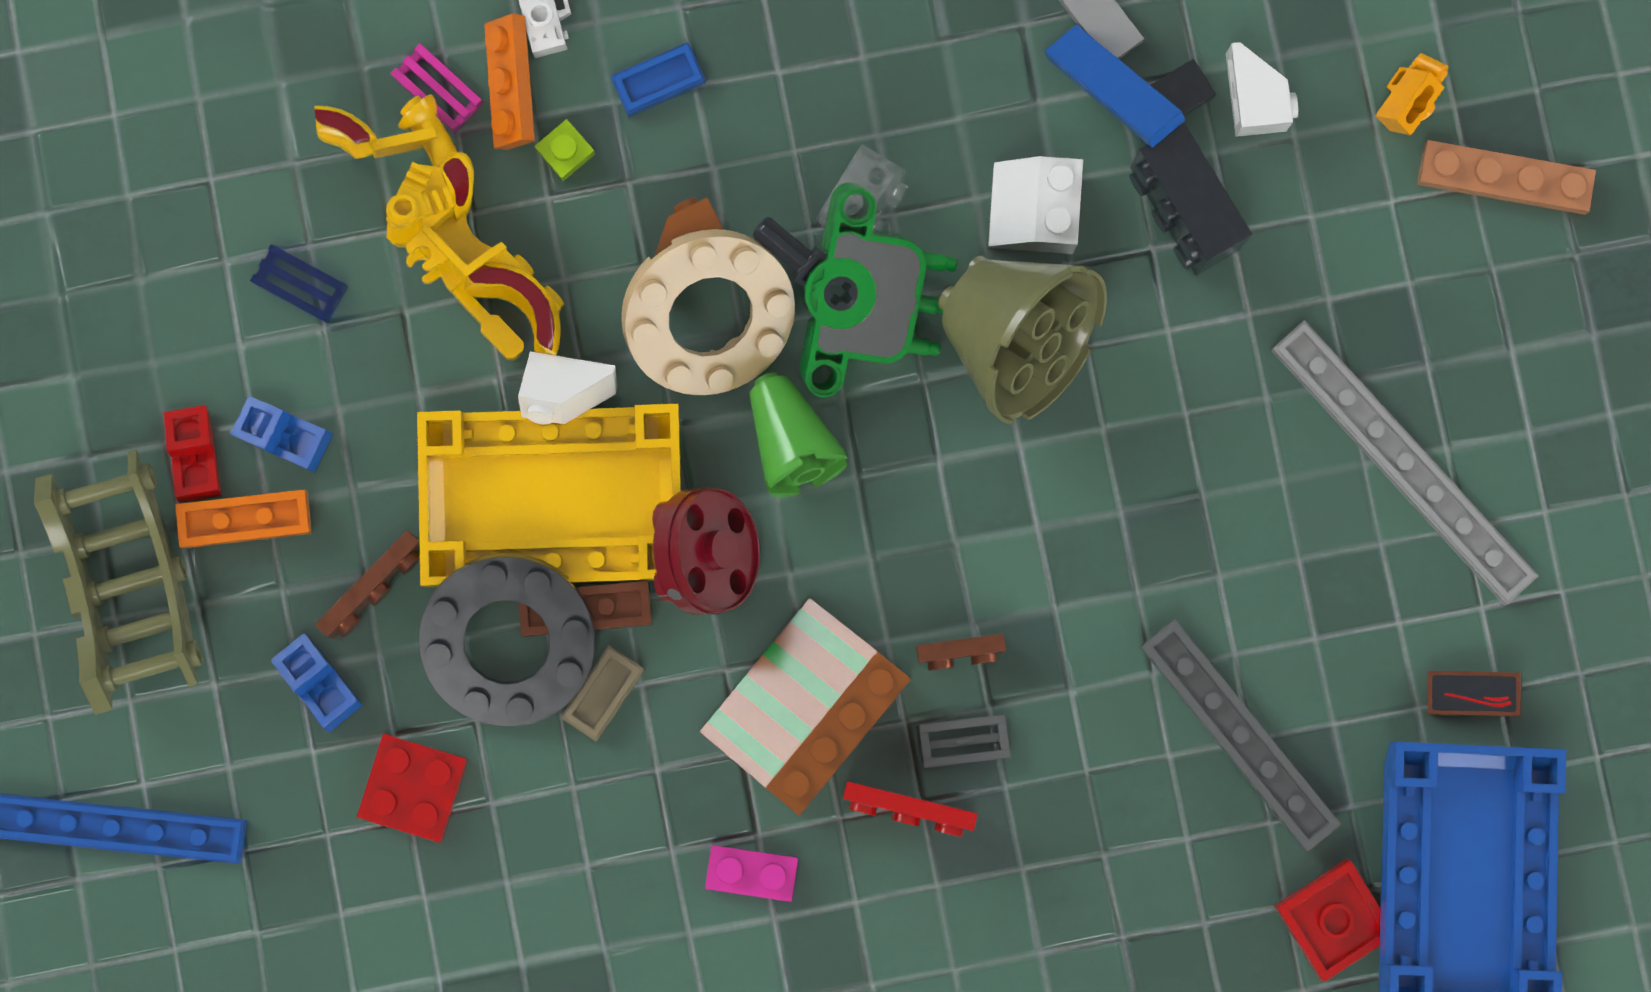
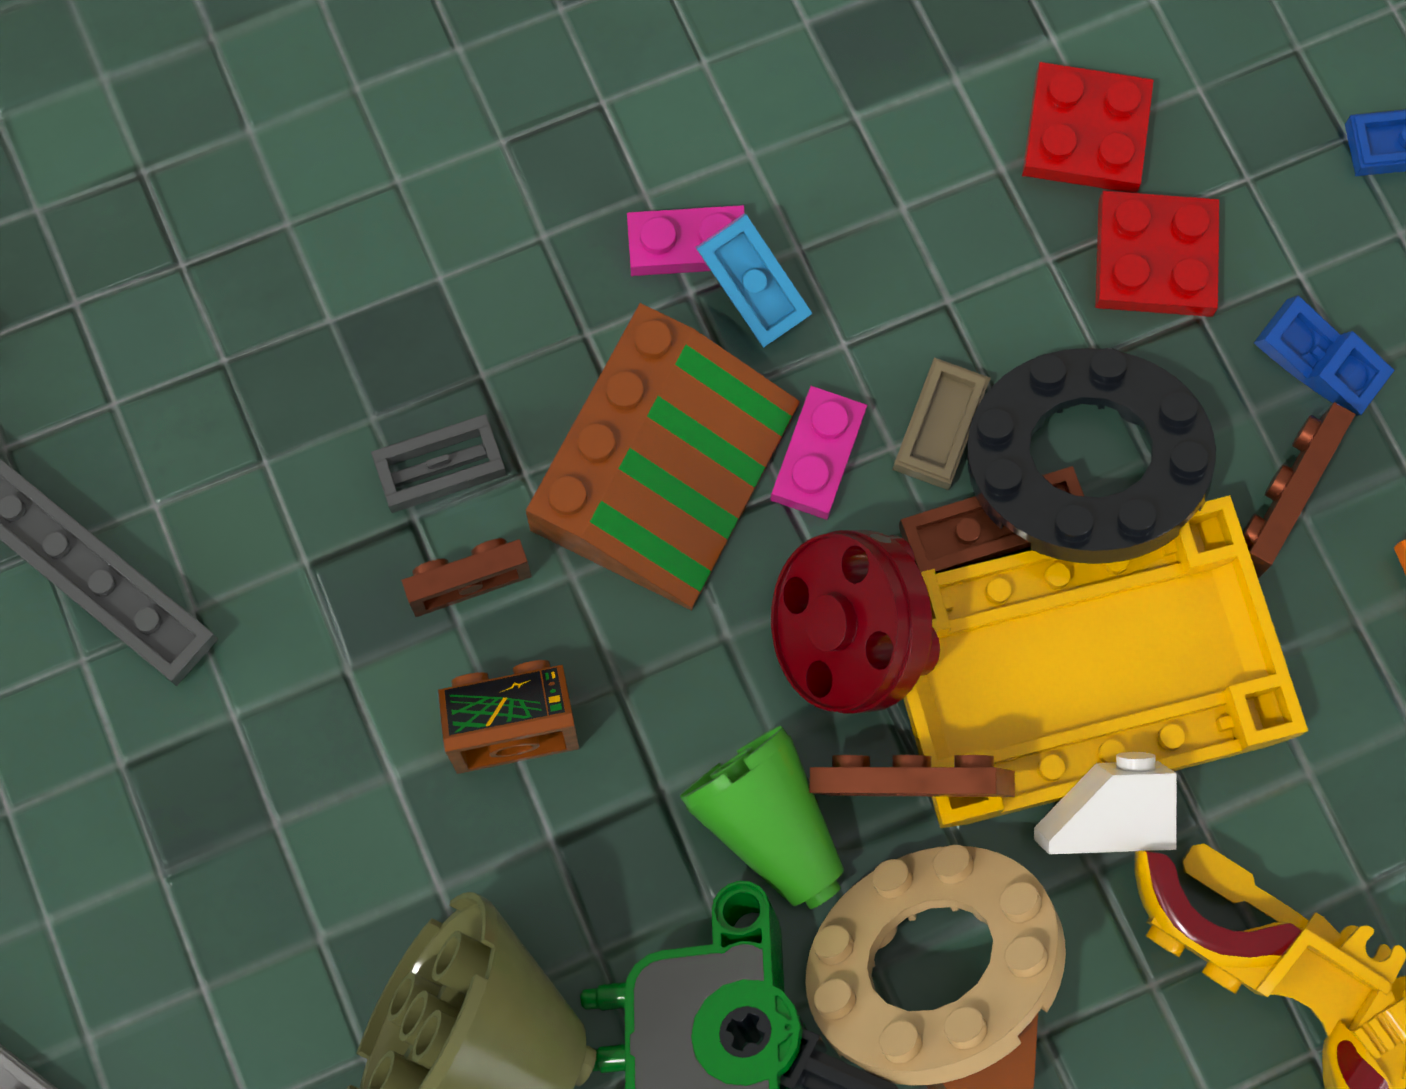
camera: 165 degrees right, 10 degrees down
(434, 899) = (1088, 127): none -> red plate
(691, 433) = (913, 777): none -> copper plate
(694, 690) = (818, 452): none -> dark pink plate
(712, 823) = (753, 280): none -> dark azure plate
(909, 809) = (494, 347): red plate -> none
(951, 543) = (507, 717): none -> slope

